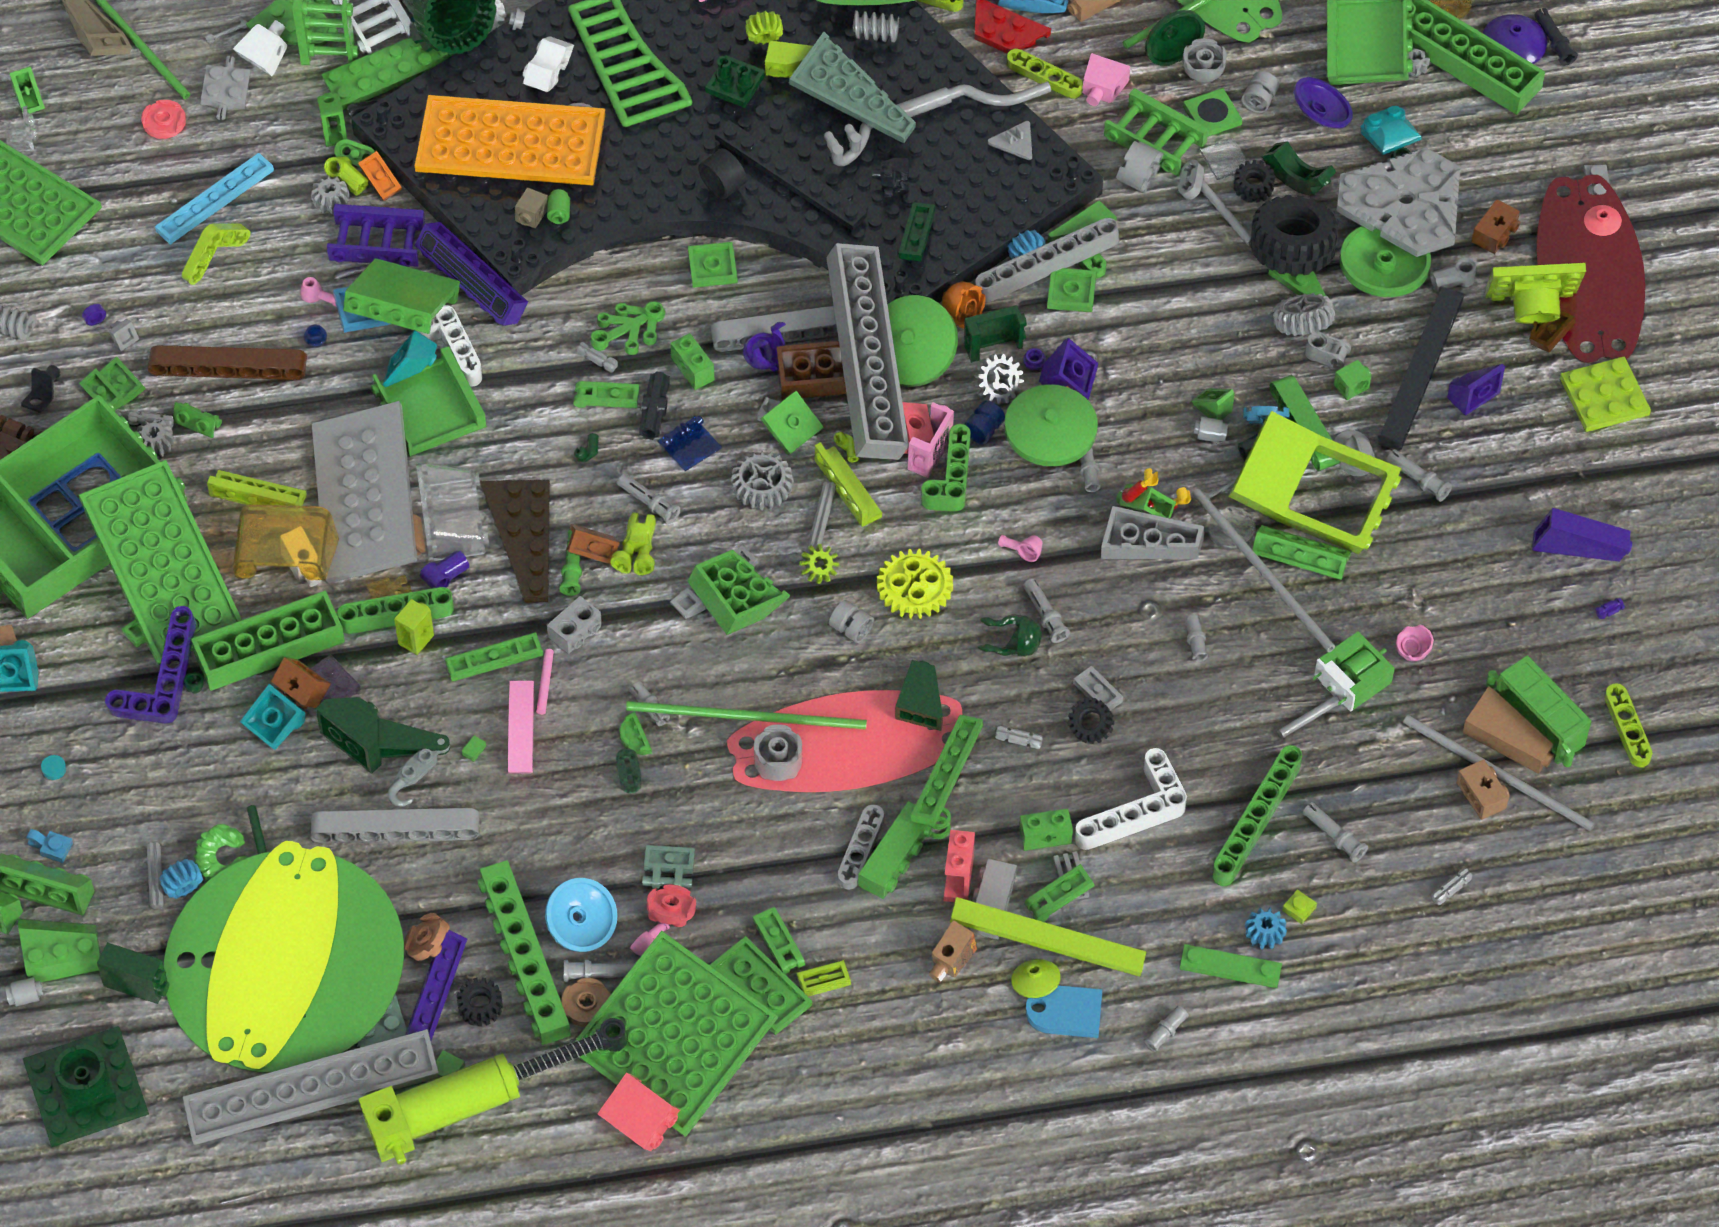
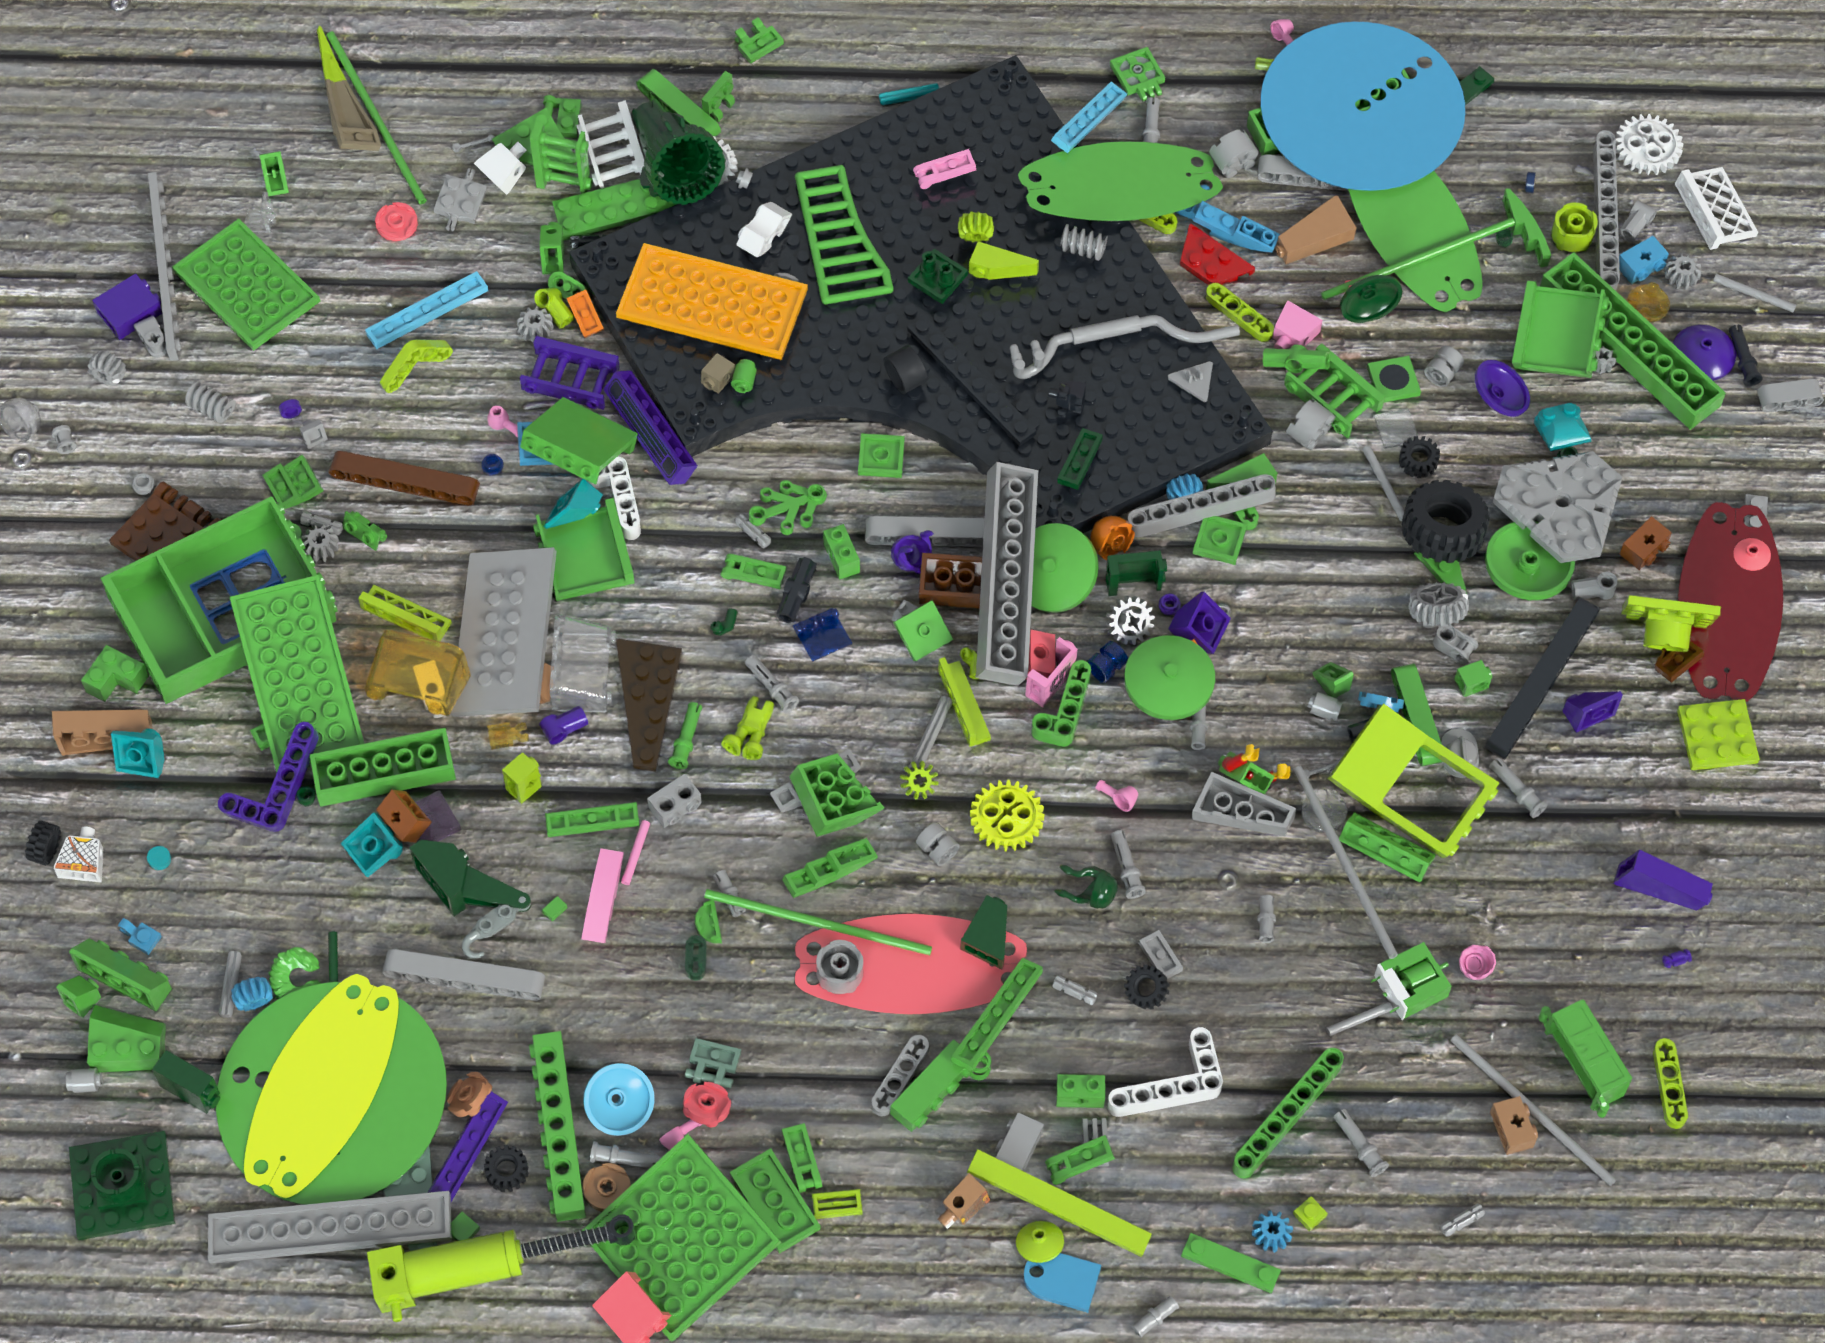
camera: 10 degrees right, 5 degrees up
(41, 388) = (226, 474): black bracket -> none
(384, 607) = (499, 750): bright green beam -> none
(592, 544) = (707, 721): dark orange panel -> none
(745, 664) = (830, 868): none -> bright green slope
(760, 488) = (889, 674): light grey gear -> none
(844, 85) = (1040, 300): sand green wing -> none
(959, 865) = (988, 1116): coral panel -> none
(1112, 106) = (1296, 358): none -> bright green piece
(1191, 179) = (1358, 445): light grey beam -> none
(1204, 60) = (1395, 325): light grey cylinder -> none
(1294, 171) = (1461, 454): dark green arch -> none
(1508, 732) = (1549, 1069): medium nougat slope -> none
(1608, 66) = (1790, 395): none -> light grey beam

